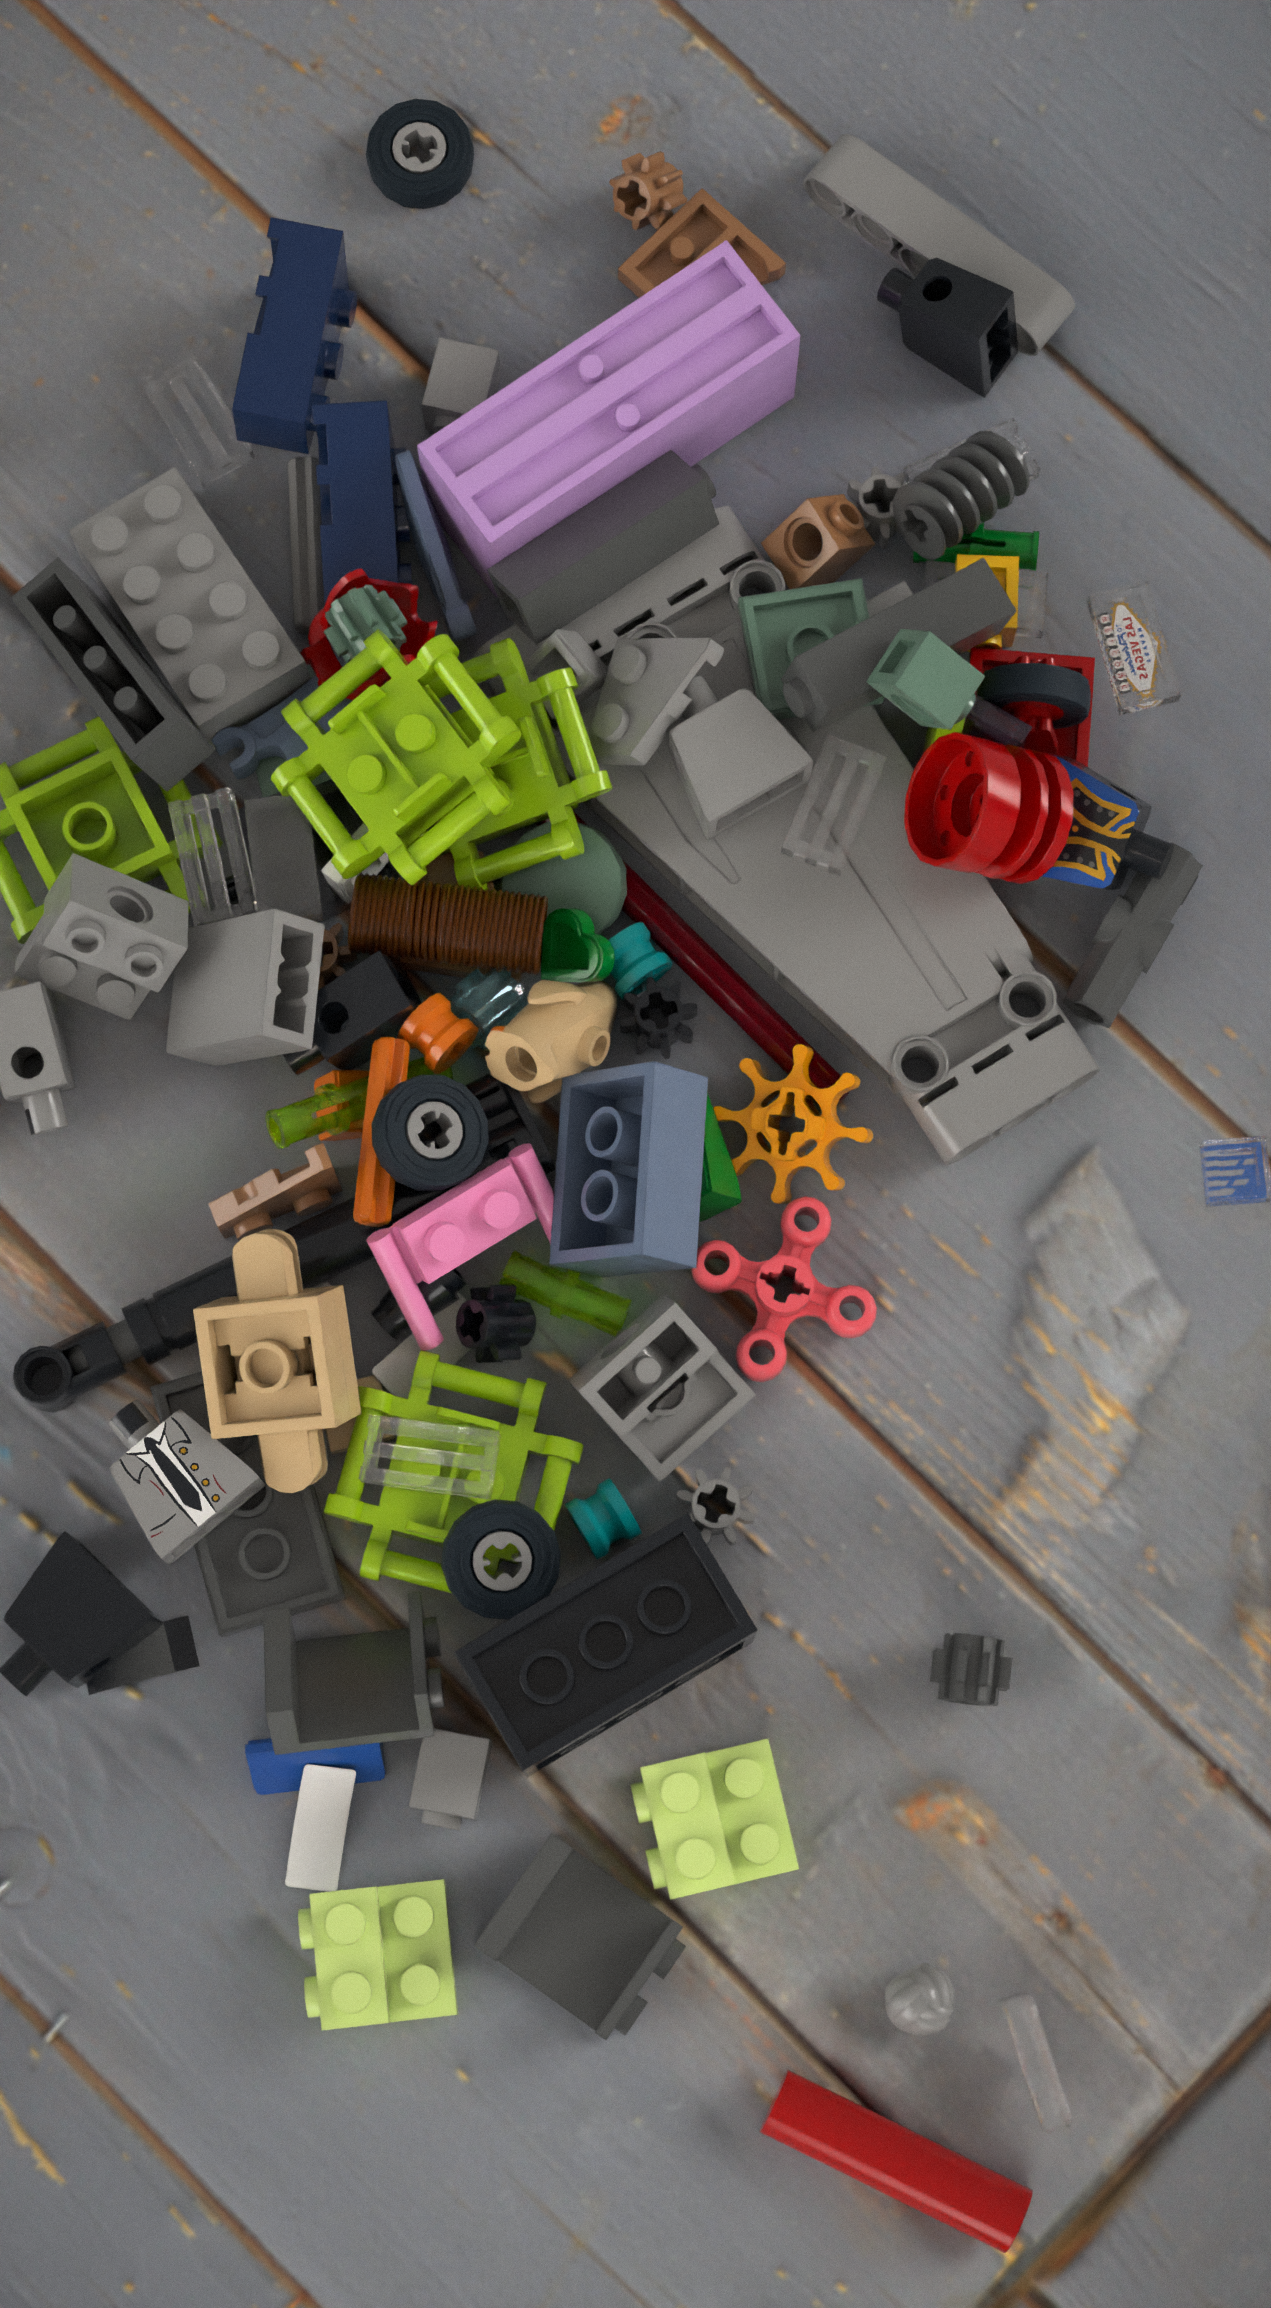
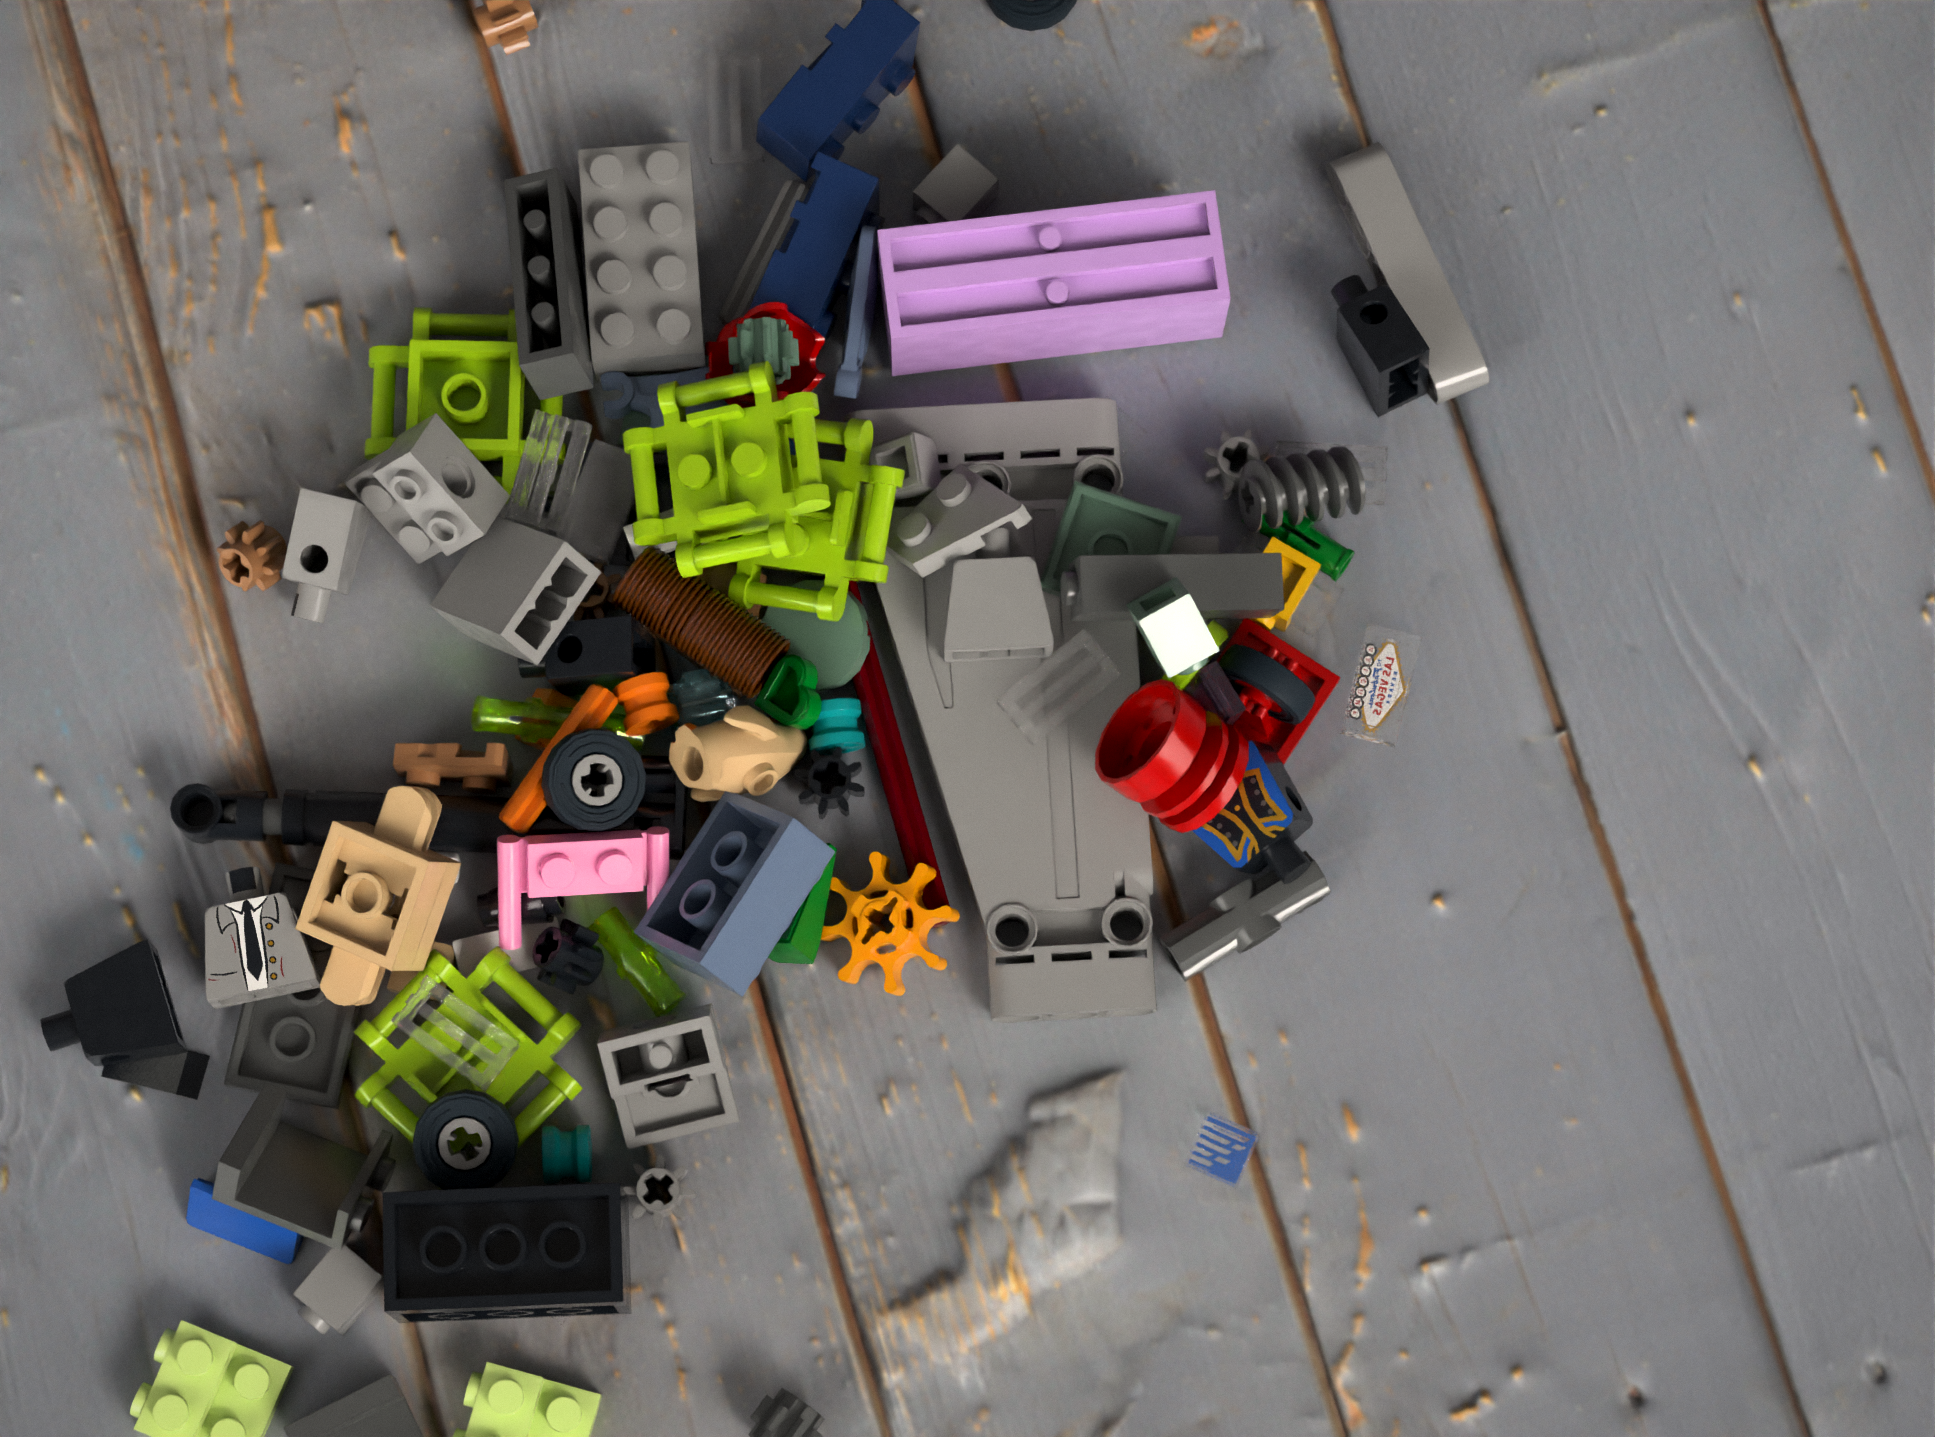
camera: 25 degrees right, 0 degrees up
(320, 1827) = (219, 1275): white sticker -> none
(605, 545) = (992, 383): dark grey brick -> none
(647, 190) = (1195, 107): medium nougat gear -> none
(690, 235) = (1210, 165): medium nougat wing -> none
(793, 1262) = (828, 1030): coral gear -> none
(798, 546) = (1168, 468): medium nougat brick -> none

